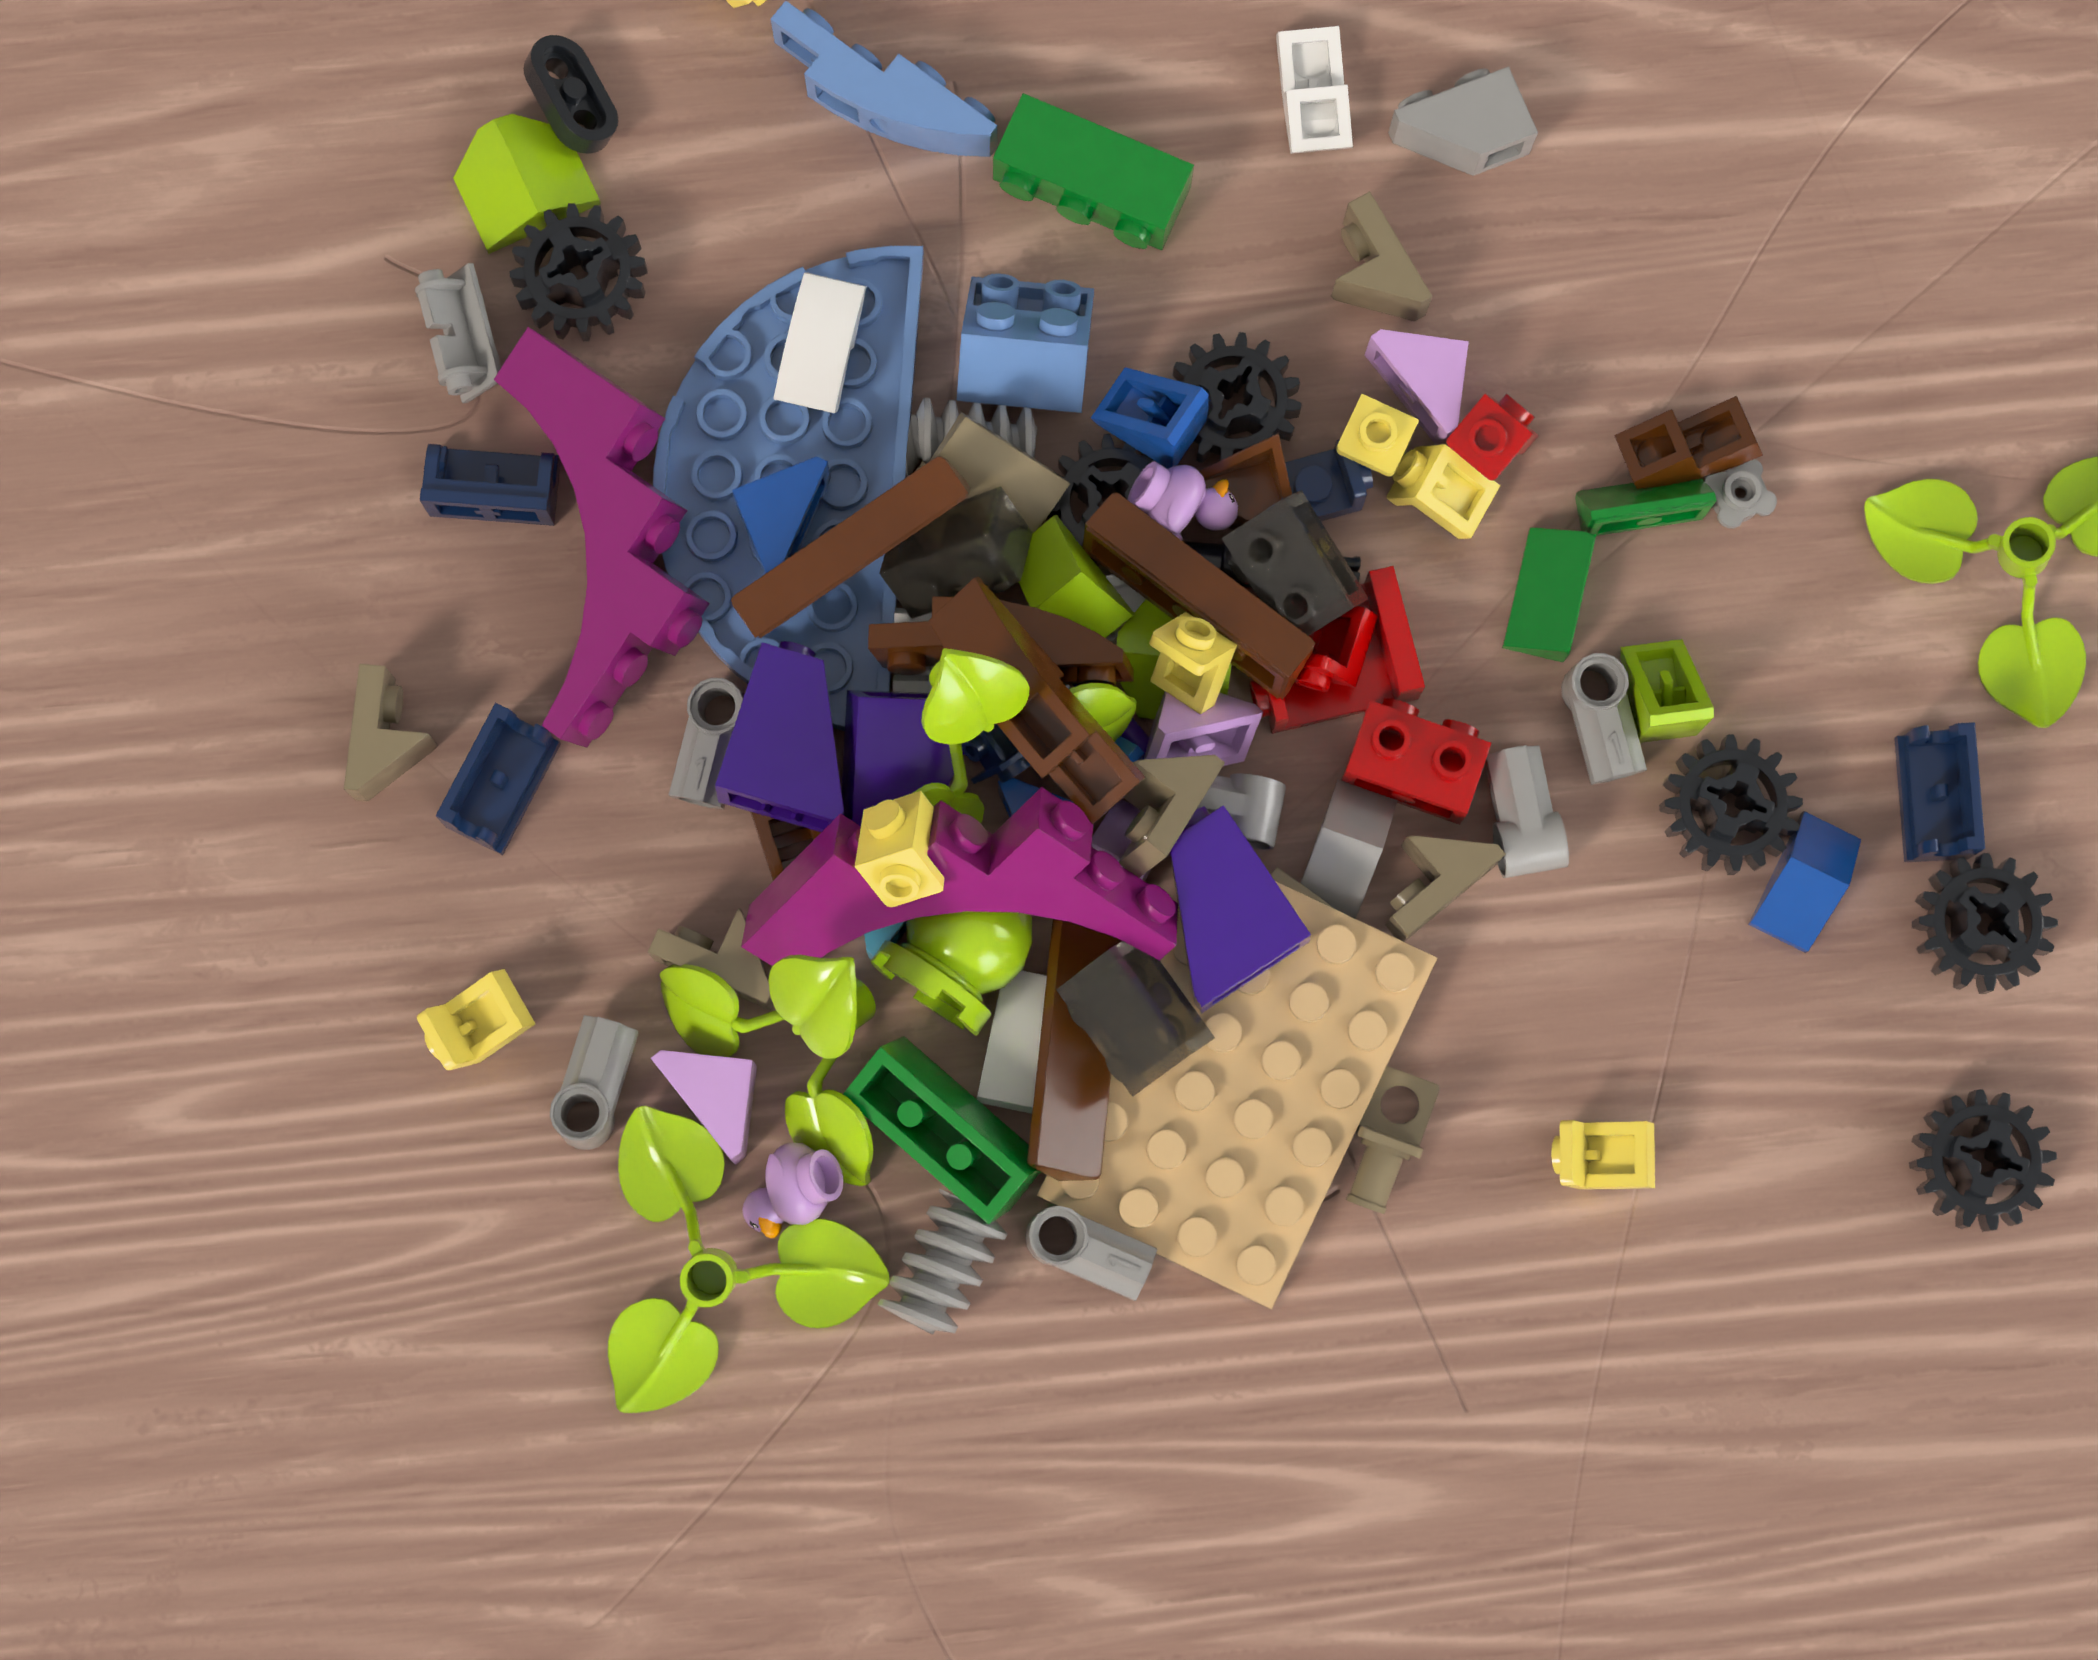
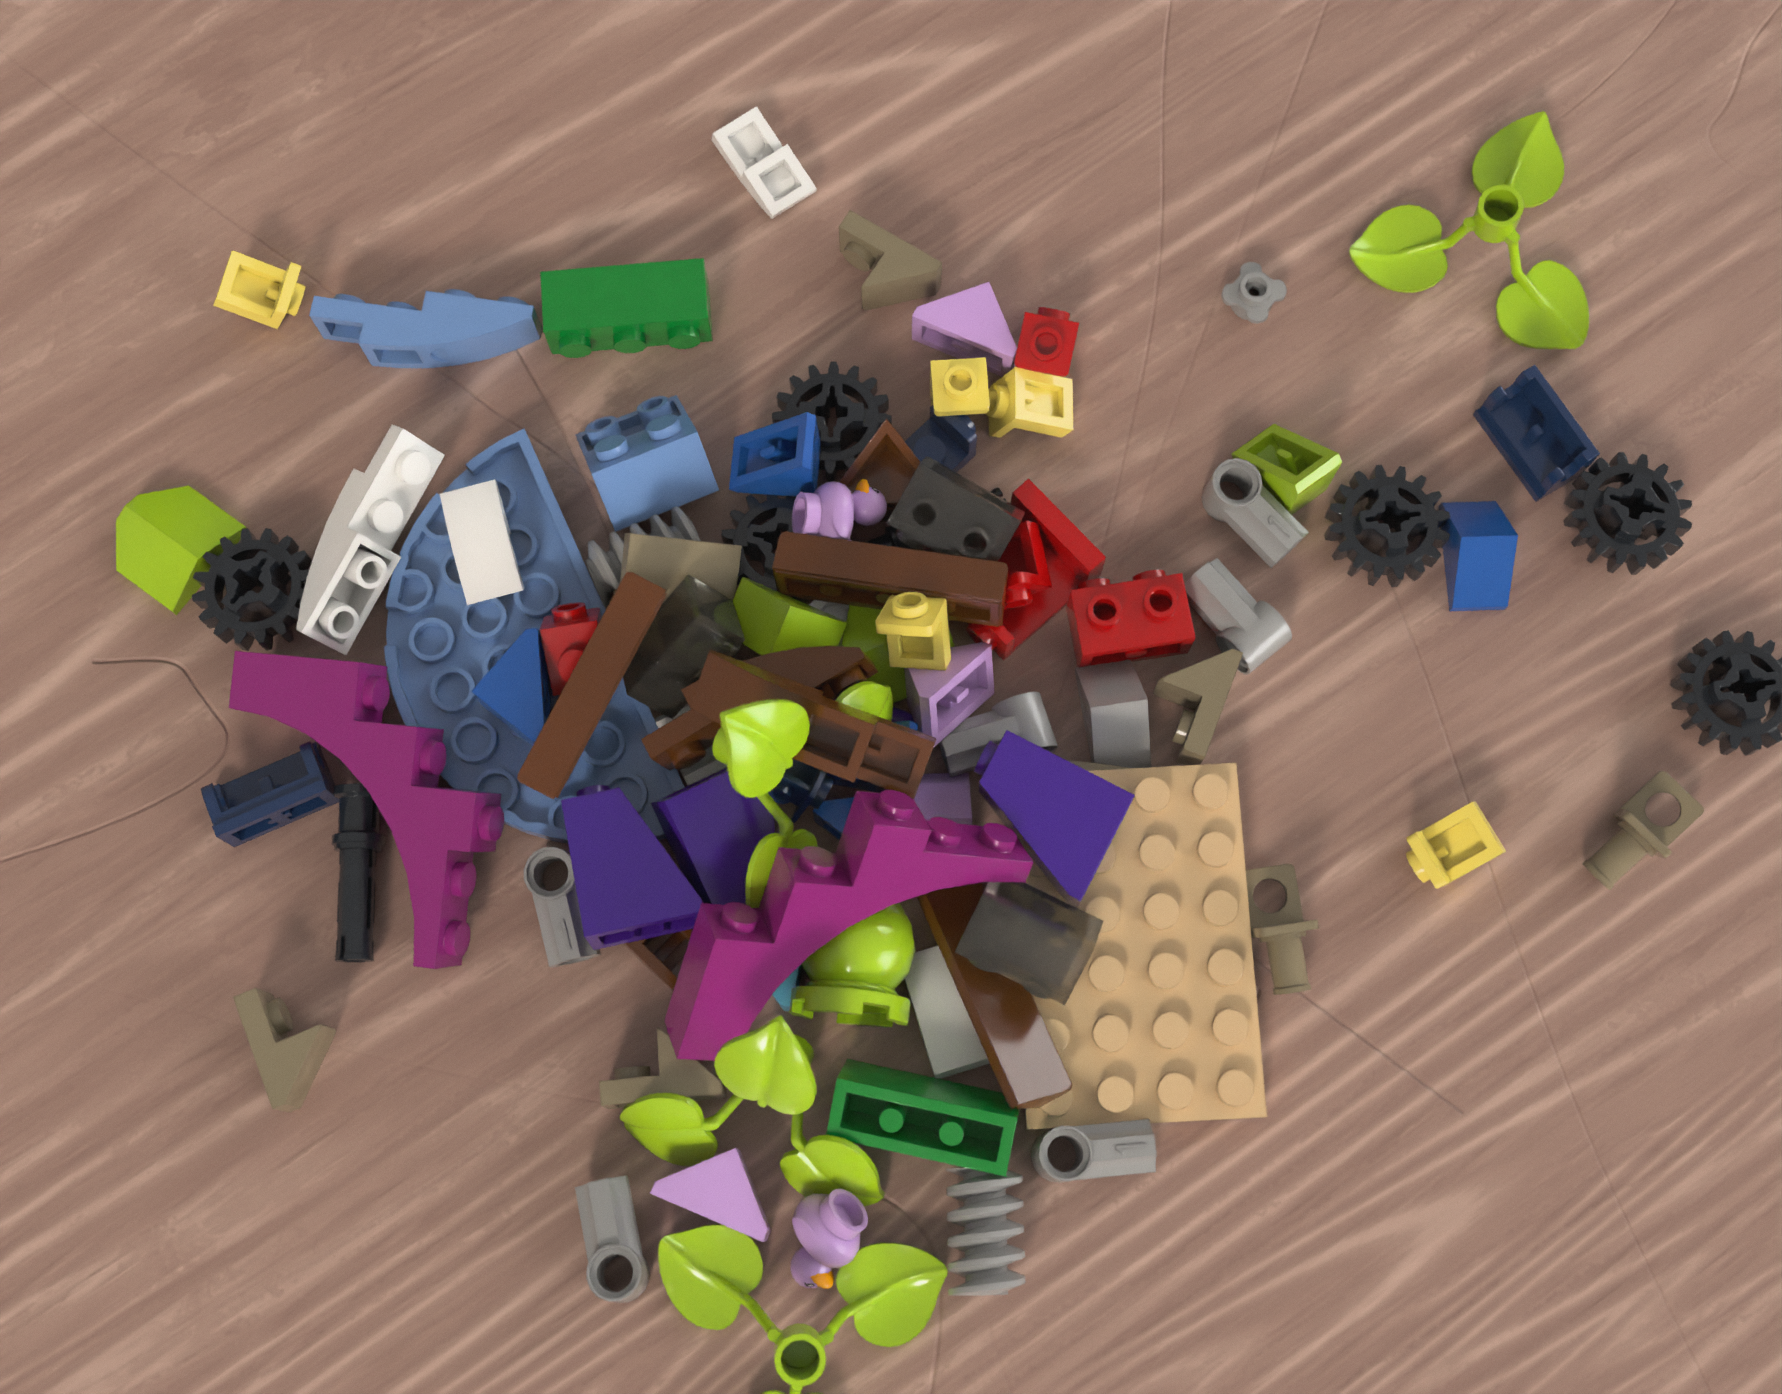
camera: 25 degrees left, 5 degrees down
(466, 351) = (194, 696): light grey hinge -> none
(475, 1022) = (486, 1244): light yellow bracket -> none
(498, 779) = (400, 1030): dark blue hinge -> none
(548, 578) = (358, 846): none -> black pin
(573, 97) = (184, 456): black plate -> none
(693, 282) = (357, 541): none -> white slope
(850, 484) = (565, 639): none -> red bracket
(895, 850) = (765, 906): light yellow bracket -> none
(1166, 805) = (962, 757): dark tan slope -> none
(1467, 126) = (896, 128): light grey slope -> none
(1549, 592) = (1156, 440): green slope -> none
(1628, 508) = (1188, 338): green slope -> none
(1676, 452) = (1188, 286): reddish brown slope -> none
(1800, 1242) = (1638, 834): none -> dark tan bracket

